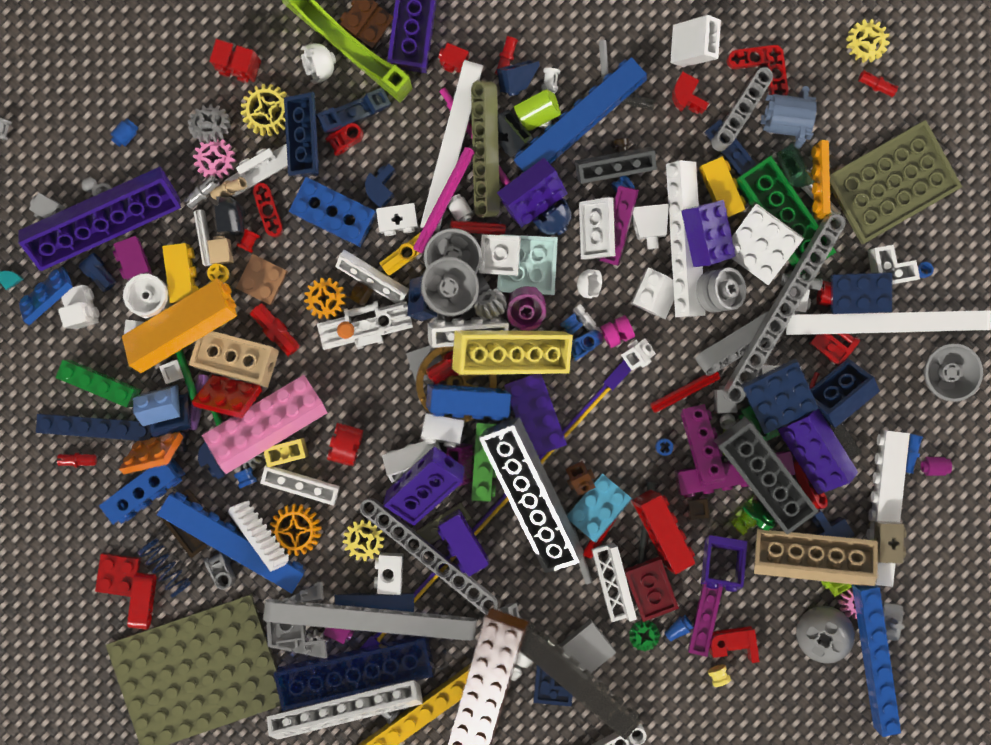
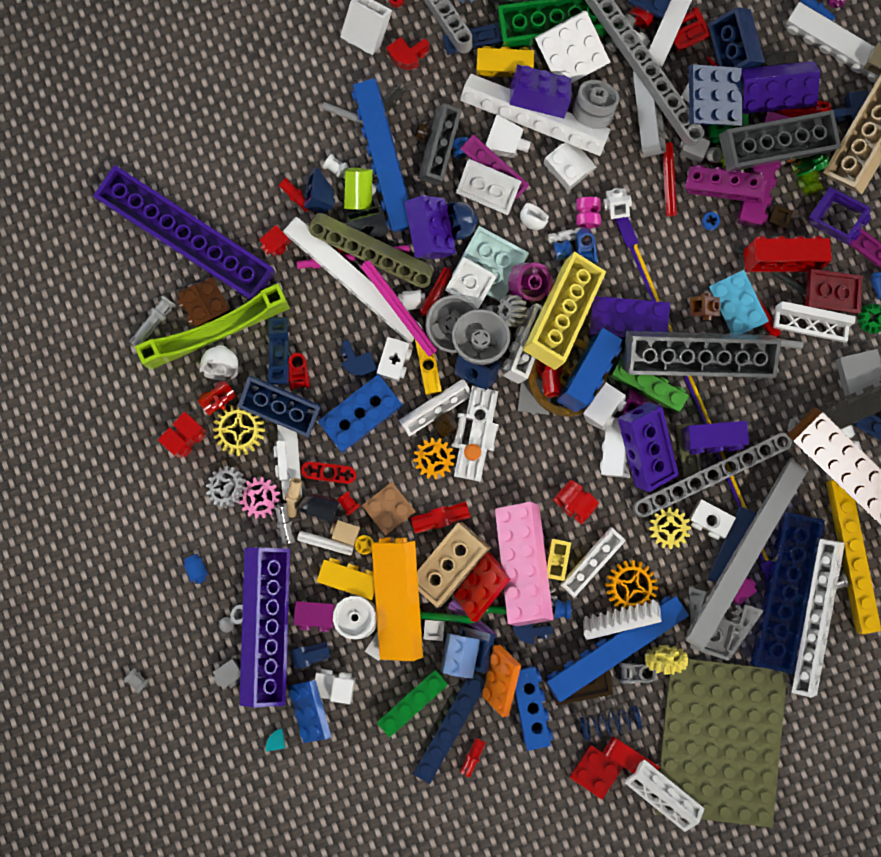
camera: 70 degrees left, 5 degrees down
(122, 646) = (667, 794): none -> white fence
(242, 591) = (666, 659): none -> light yellow gear
(285, 76) = (217, 397): none -> red hips

